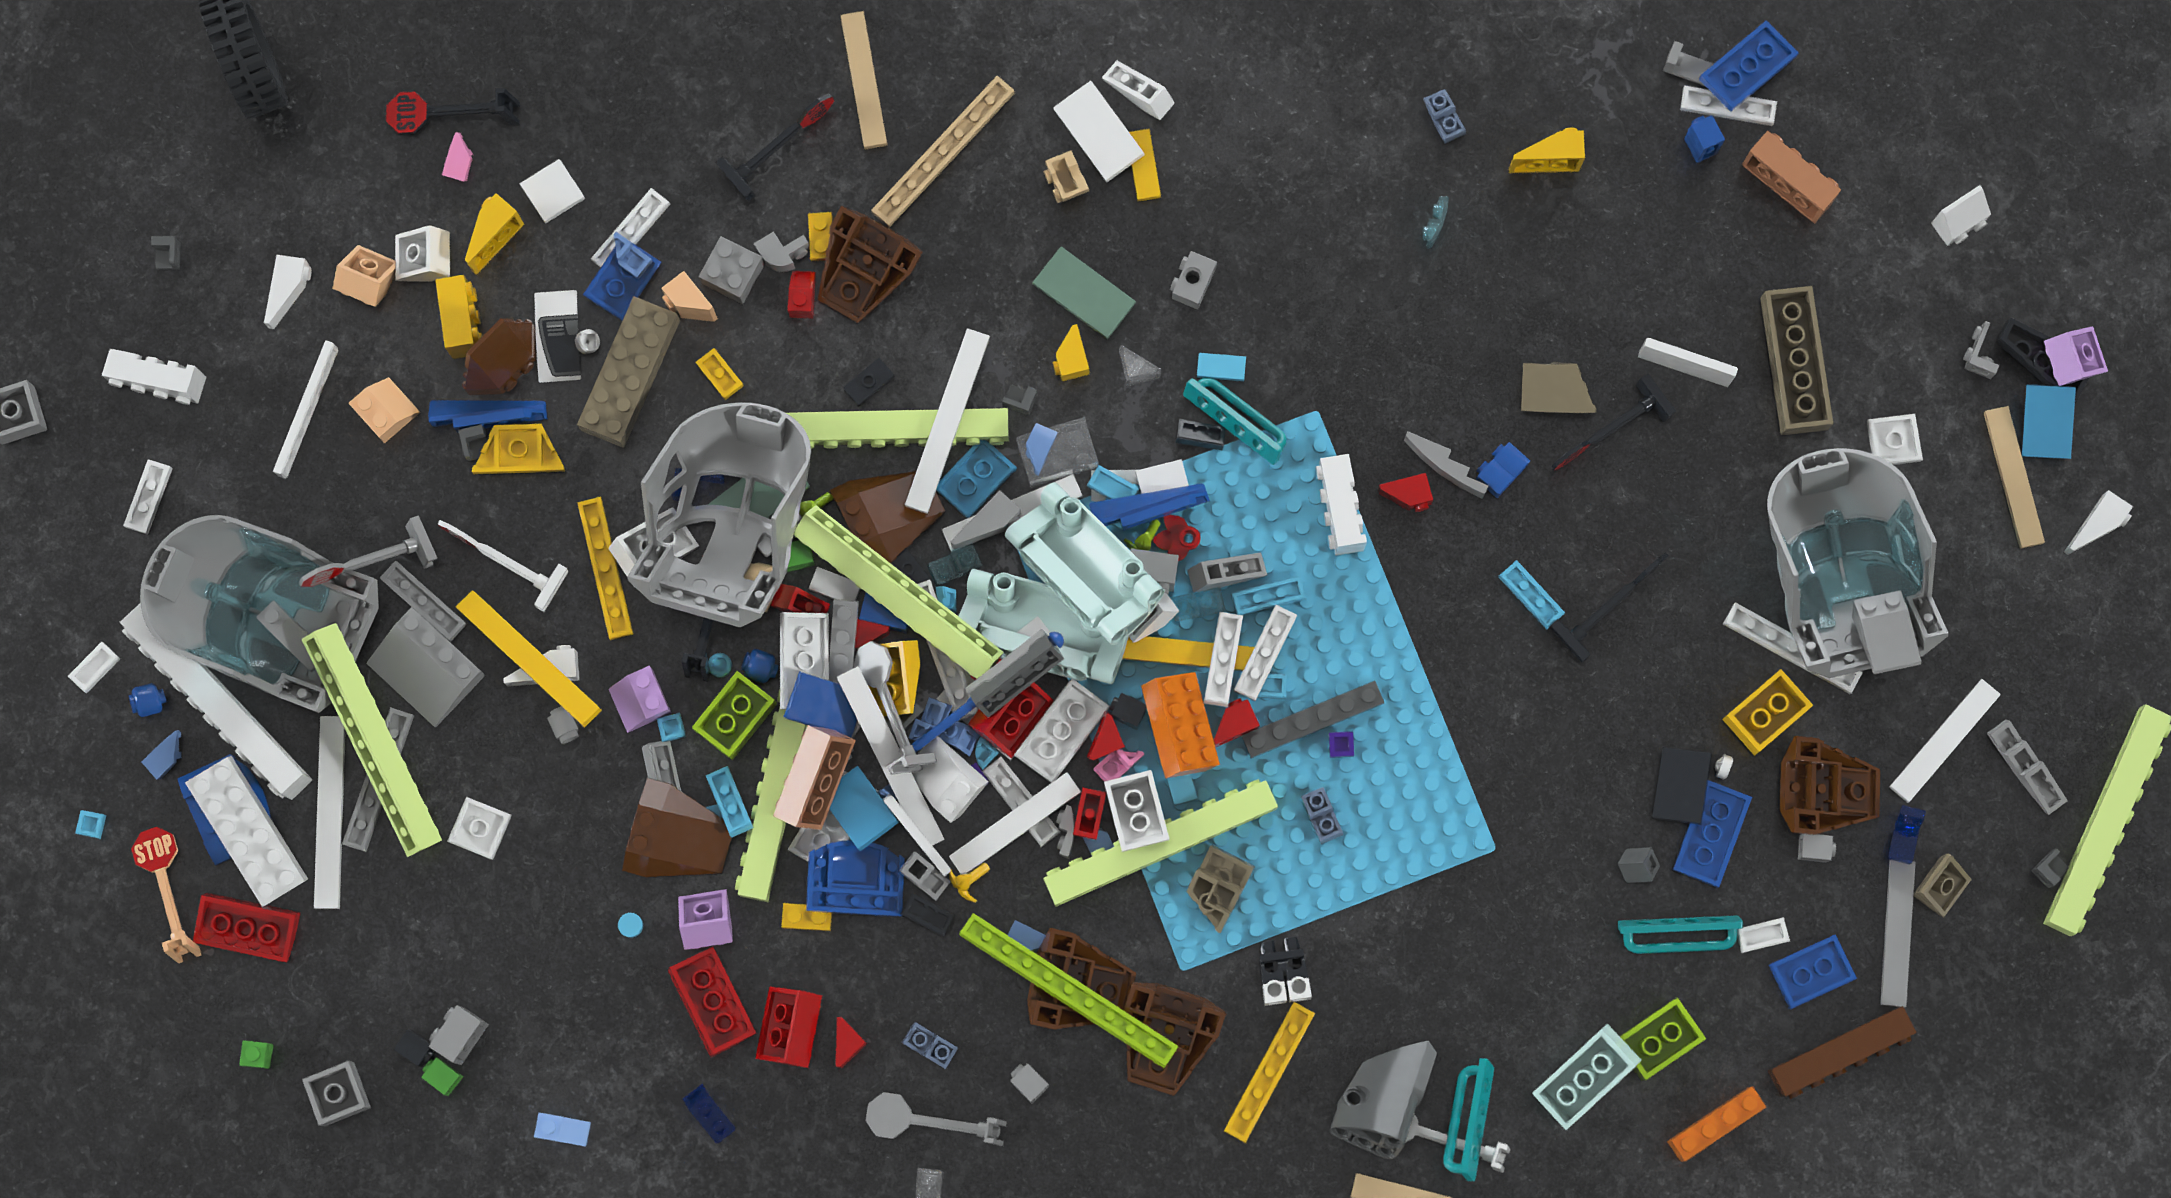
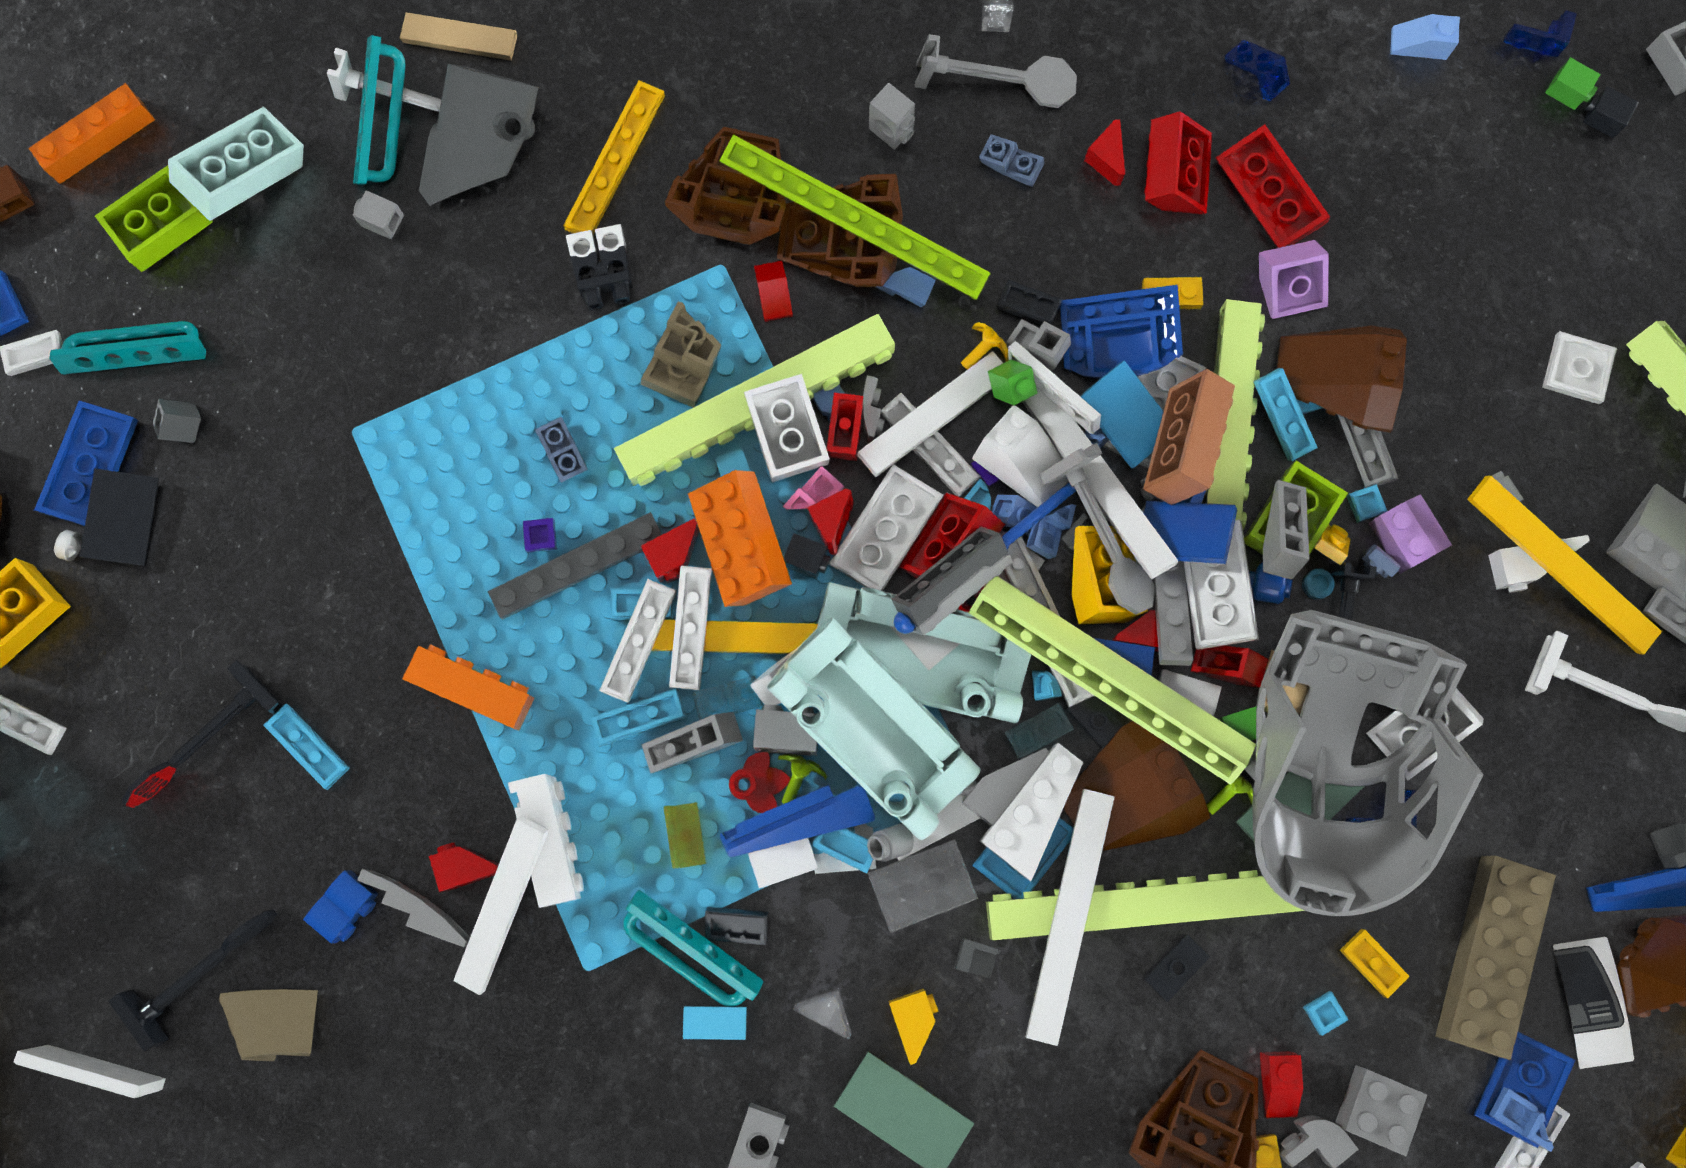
camera: 175 degrees right, 0 degrees up
(445, 1125) = (1546, 43): none -> clear blue bracket
(457, 1034) = (1567, 122): light grey brick -> none
(518, 450) = (1619, 840): yellow wing -> none
(587, 341) = (1555, 995): white tile -> none
(605, 568) = (1479, 690): yellow tile -> none
(630, 925) = (1380, 269): medium azure tile -> none
(672, 672) = (1377, 557): none -> sand blue slope
(687, 300) = (1437, 1063): light nougat slope -> none
(707, 689) = (1334, 543): none -> yellow plate
(747, 696) = (1286, 531): none -> light grey slope
(760, 341) = (1325, 1013): none -> medium azure tile
(949, 842) = (1012, 382): none -> bright green brick
(968, 495) = (1030, 818): none -> white wedge
(1039, 445) = (946, 886): medium blue slope -> none
(1079, 483) = (890, 843): none -> light grey brick
(1141, 944) = (773, 291): none -> red slope
(1236, 502) = (685, 835): none -> clear yellow panel
(1377, 457) = (501, 905): none -> white tile
(1400, 626) = (468, 687): none -> orange brick
(1472, 1033) = (378, 214): none -> light grey brick

